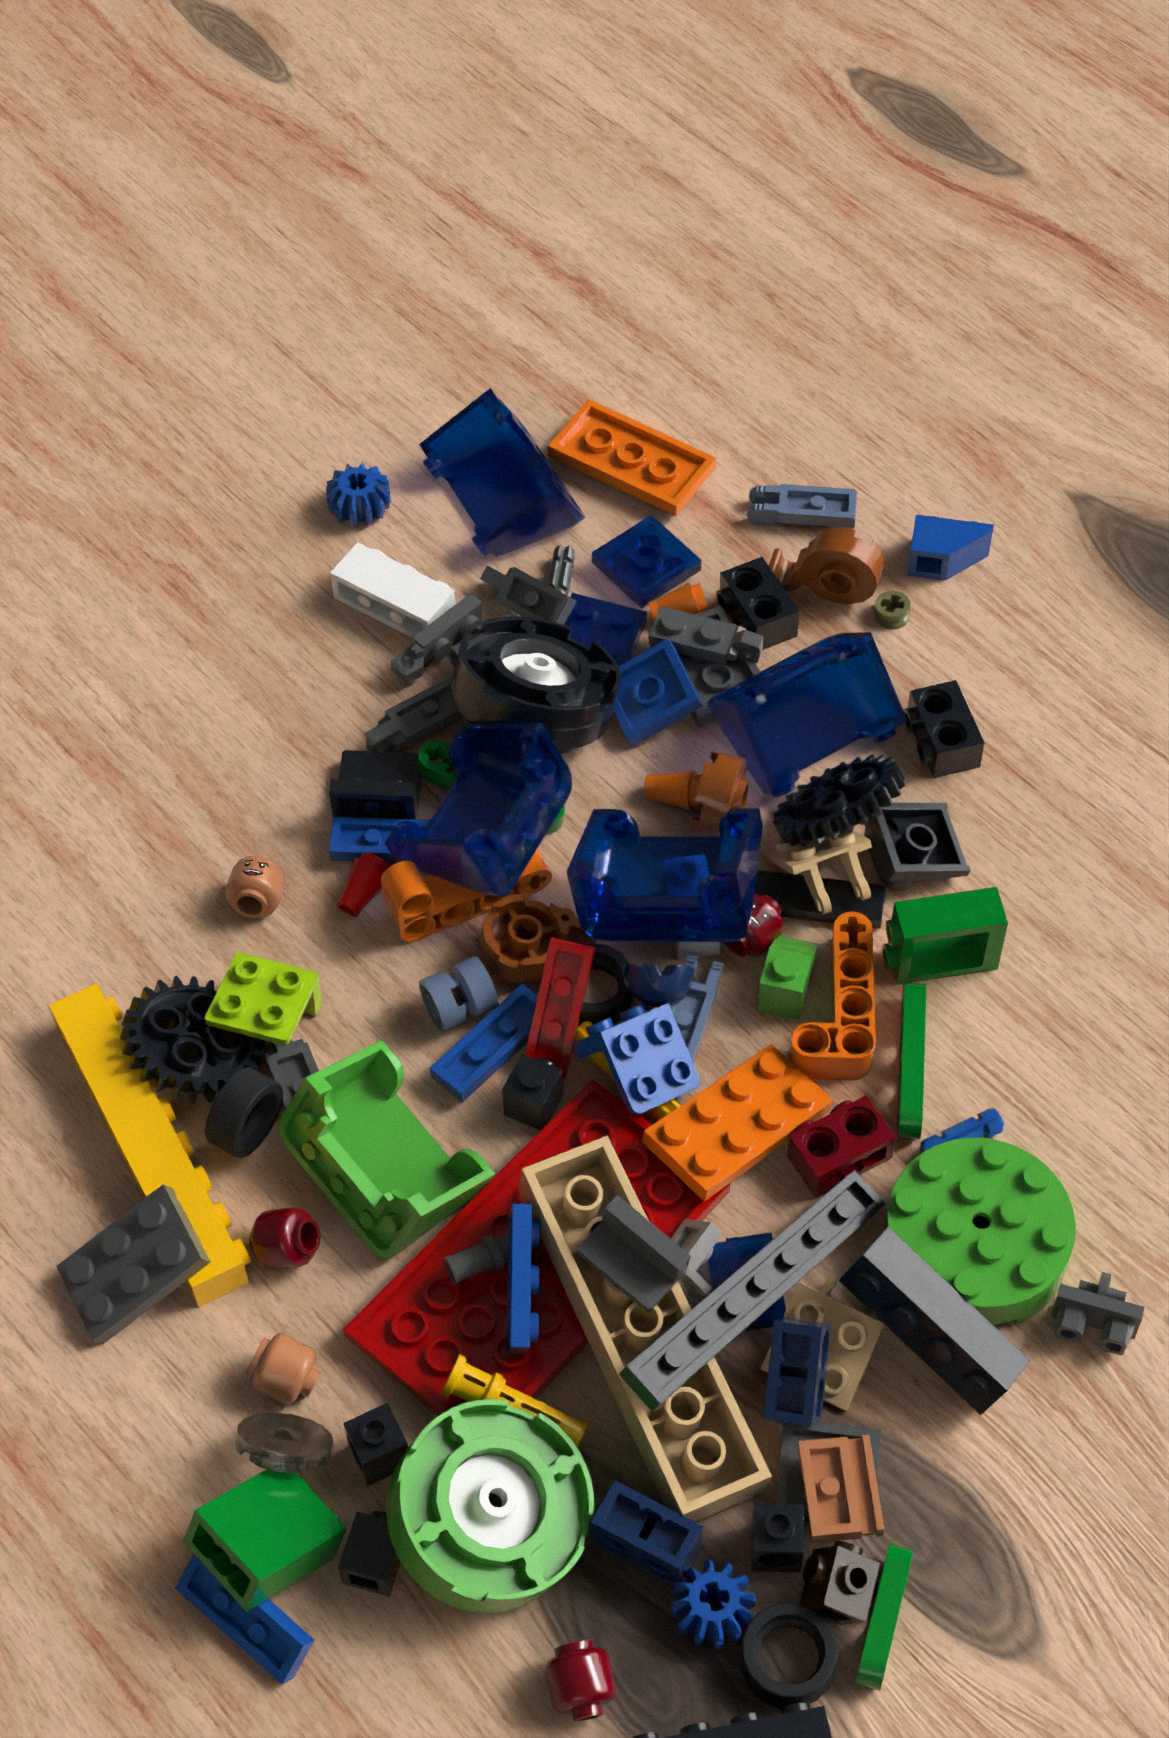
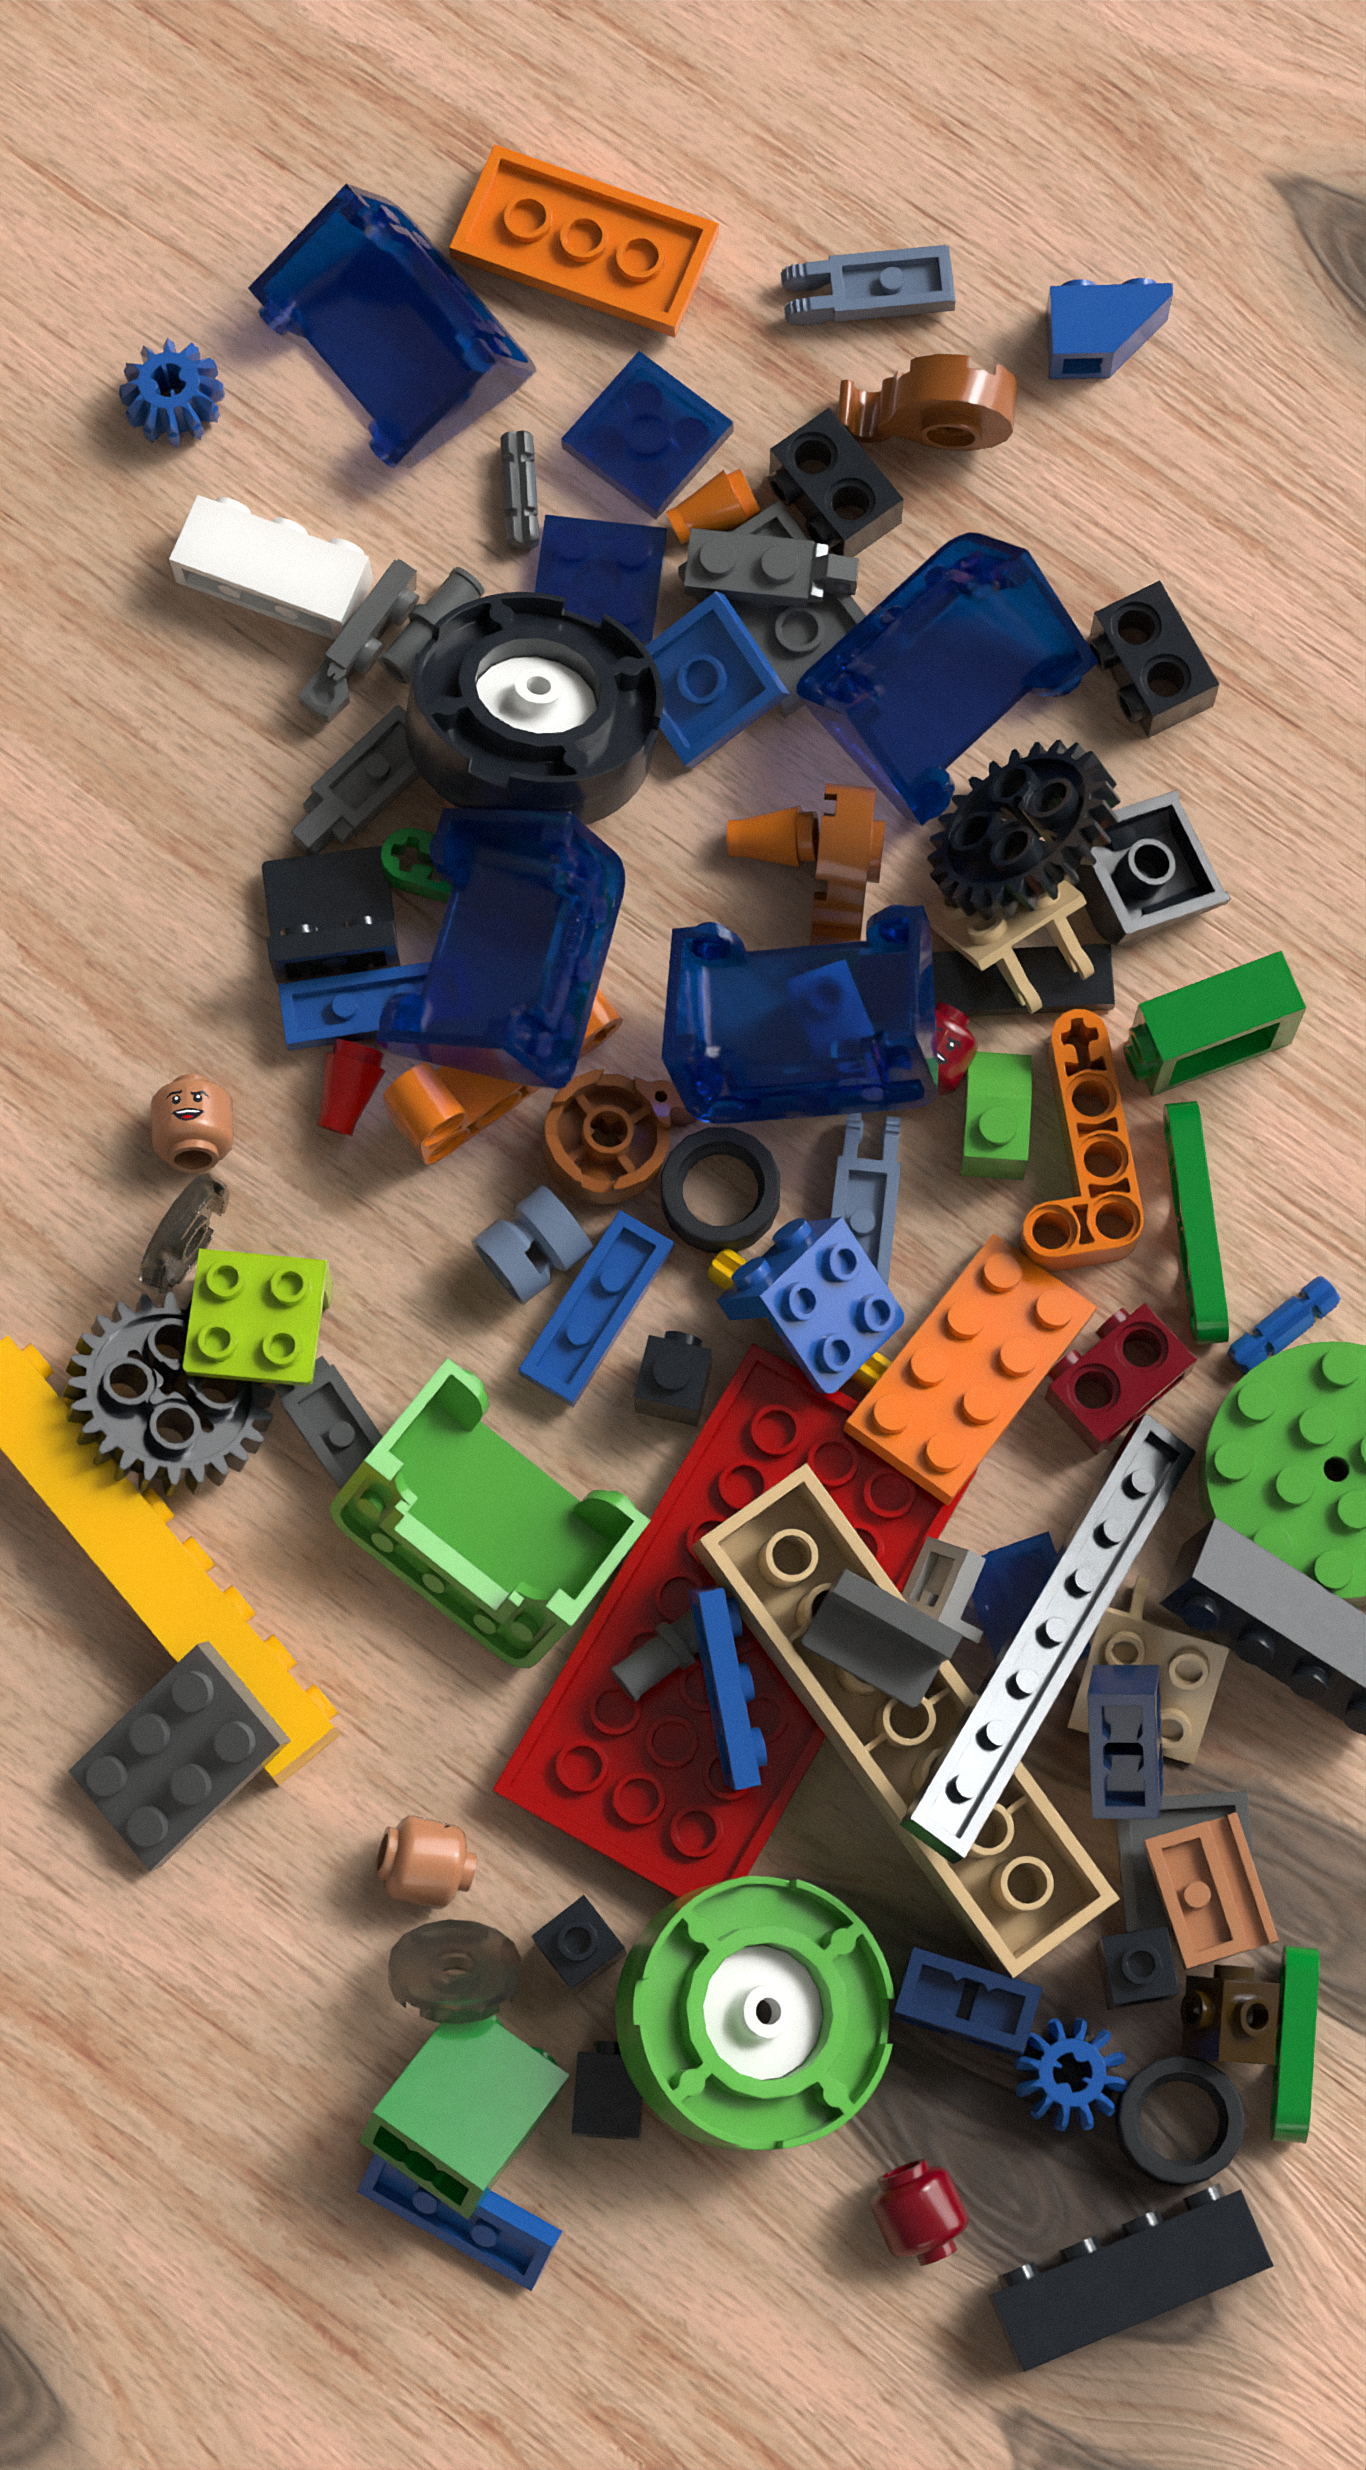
camera: 10 degrees left, 20 degrees up
(231, 932) = (182, 1232): none -> clear smoke tile
(243, 1112) = (274, 1497): black tyre -> none
(284, 1238) = (378, 1672): dark red head -> none
(474, 1384) = (722, 1844): yellow pin -> none
(528, 595) = (483, 541): dark grey hinge -> none
(560, 1002) = (685, 1246): red plate -> none
(658, 988) = (822, 1187): dark blue hair -> none
(901, 613) = (1052, 462): olive bush -> none

